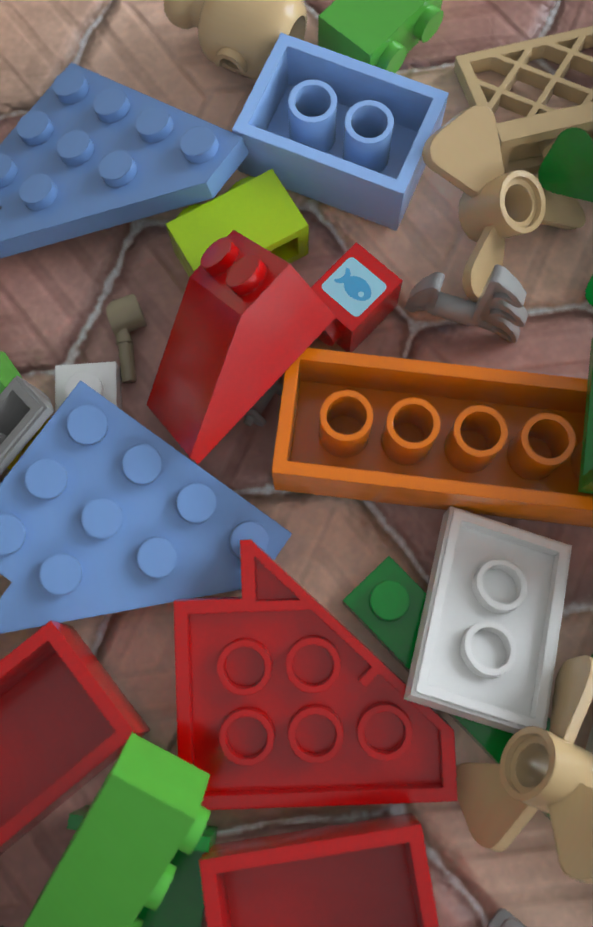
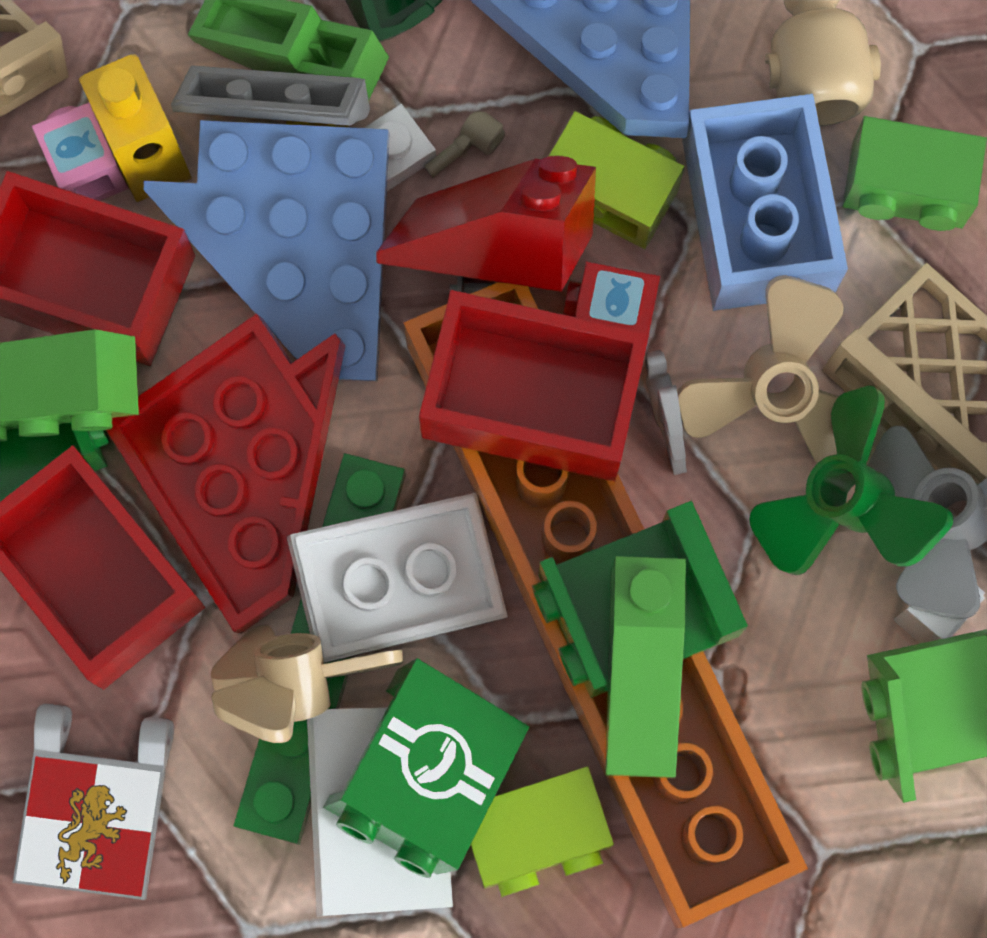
camera: 55 degrees right, 0 degrees up
(421, 383) = (532, 385): none -> red piece

